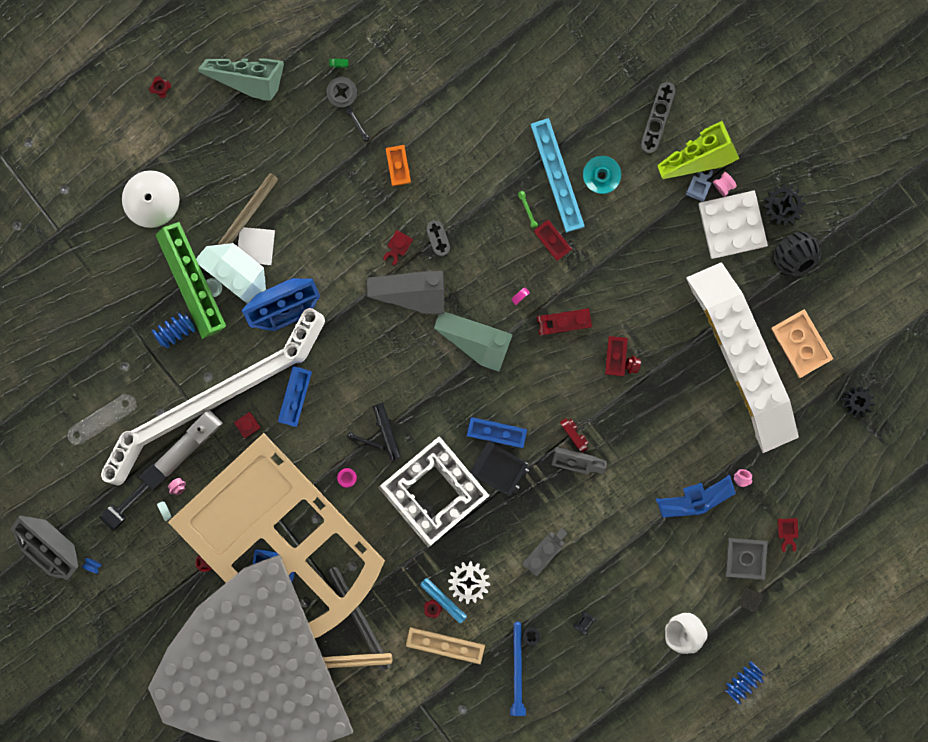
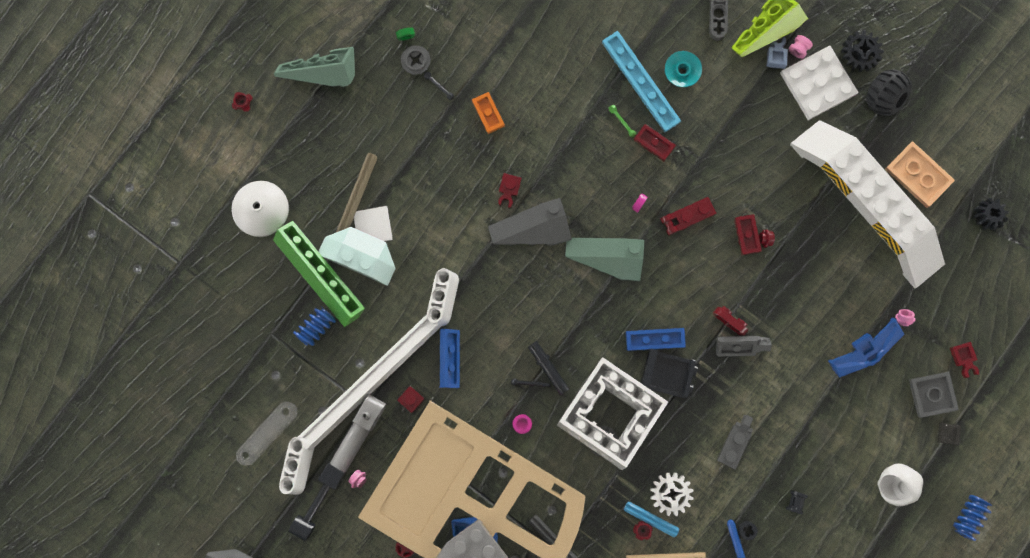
camera: 15 degrees left, 5 degrees down
(164, 510) = (350, 505): light aqua tile -> none
(215, 286) = (344, 274): light aqua plate -> none
(281, 304) = (413, 273): blue wedge -> none
(442, 235) = (548, 168): dark grey beam -> none

